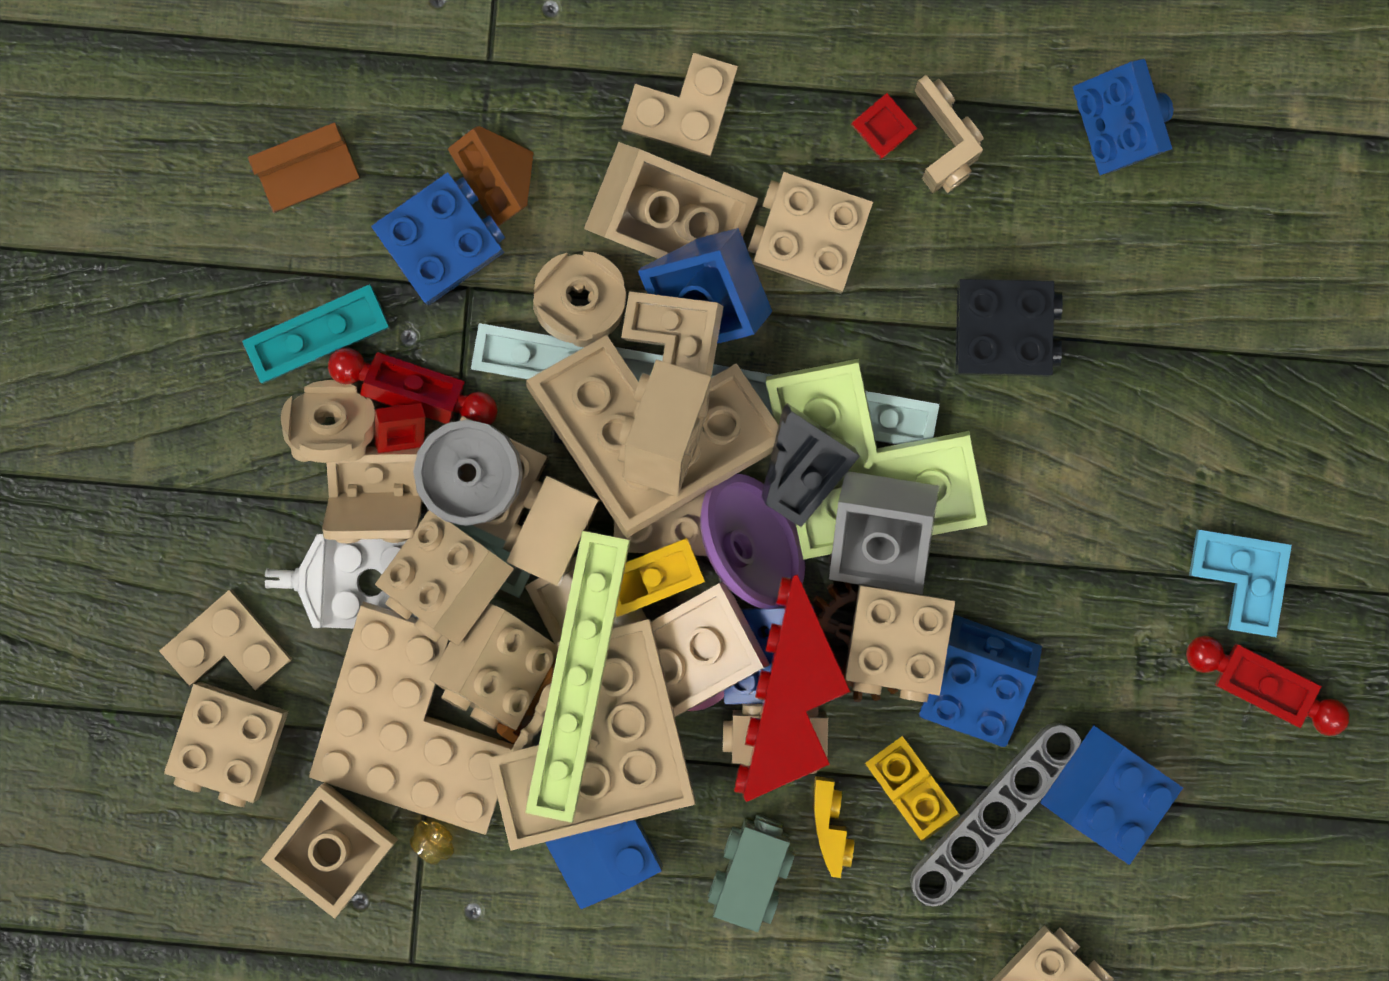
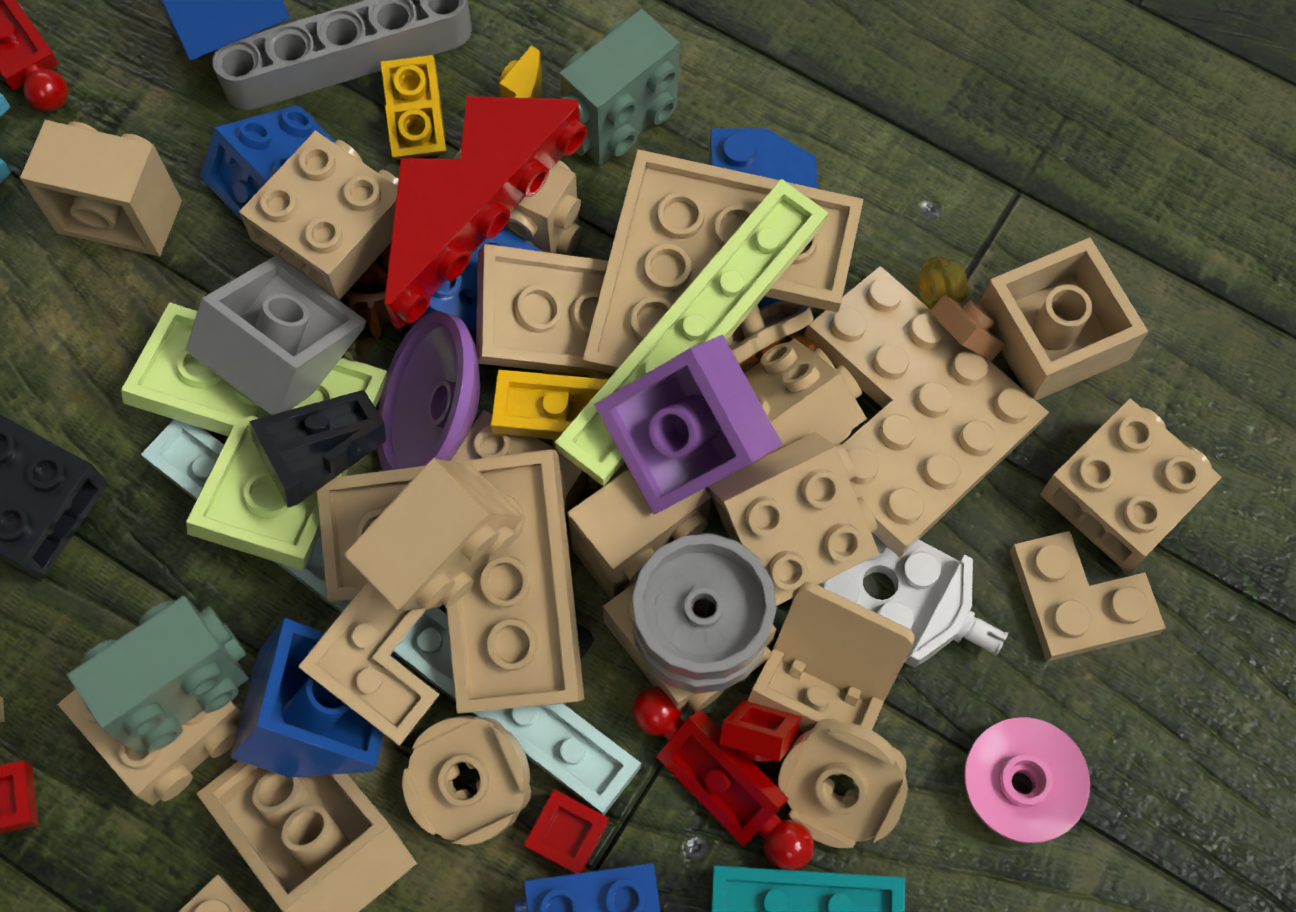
camera: 150 degrees left, 20 degrees down
(185, 487) = (1050, 762): none -> bright pink dish
(395, 811) = (969, 326): none -> medium nougat plate
(496, 298) = (566, 833): none -> red plate
(539, 595) = (688, 423): none -> medium lavender slope
(788, 262) = (161, 675): none -> sand green brick
(1092, 587) = (102, 187): none -> tan brick

